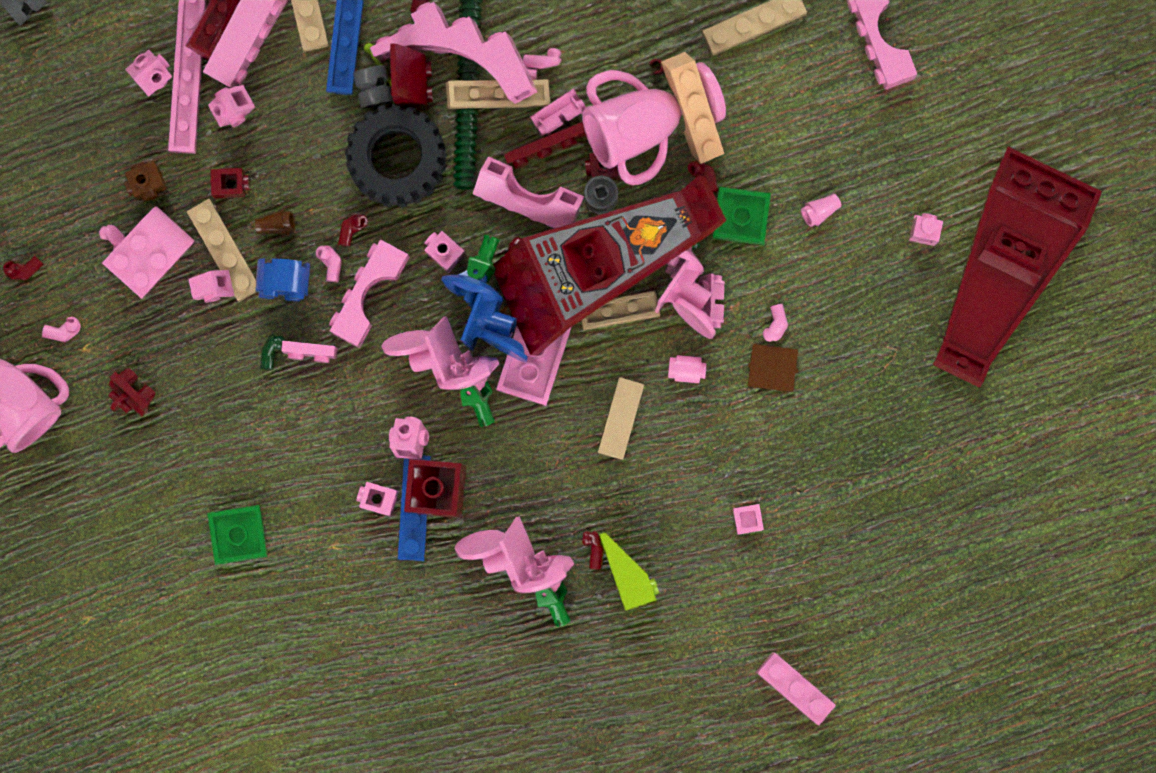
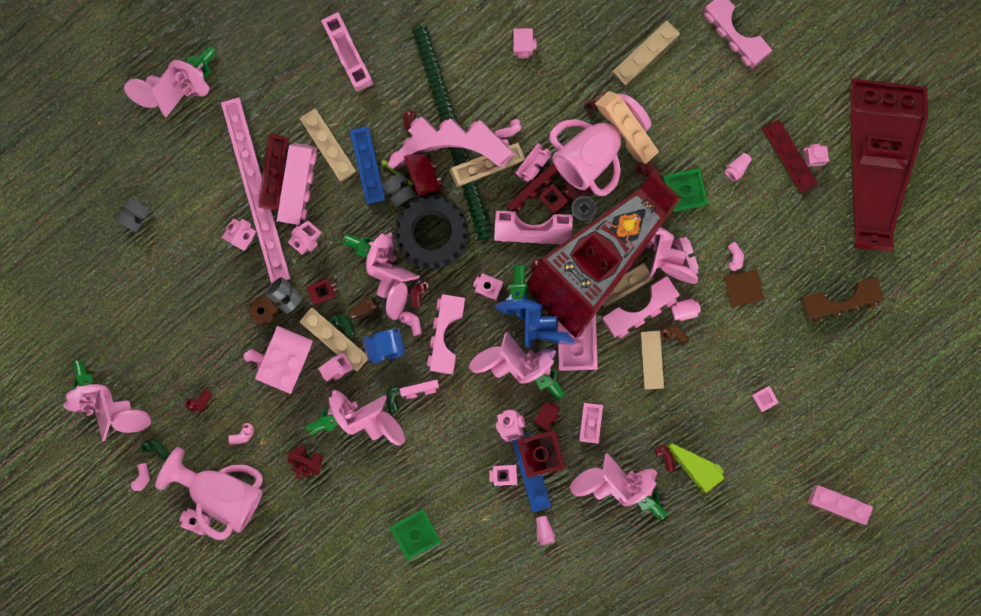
camera: 15 degrees left, 0 degrees up
(171, 163) = (282, 293): none -> dark grey wheel
(200, 349) = (367, 417): none -> bright pink piece
(243, 232) = (343, 322): none -> dark green arm
(312, 171) = (377, 265): none -> bright pink piece
(404, 589) = (544, 531): none -> bright pink cone
(460, 442) = (547, 415): none -> dark red brick
(513, 471) = (591, 423): none -> bright pink plate
(559, 162) = (546, 194): none -> dark red brick
(598, 355) = (661, 294): none -> bright pink arch
(661, 392) = (674, 332): none -> reddish brown arm
(858, 424) = (865, 293): none -> reddish brown arch
(892, 219) = (789, 156): none -> dark red plate

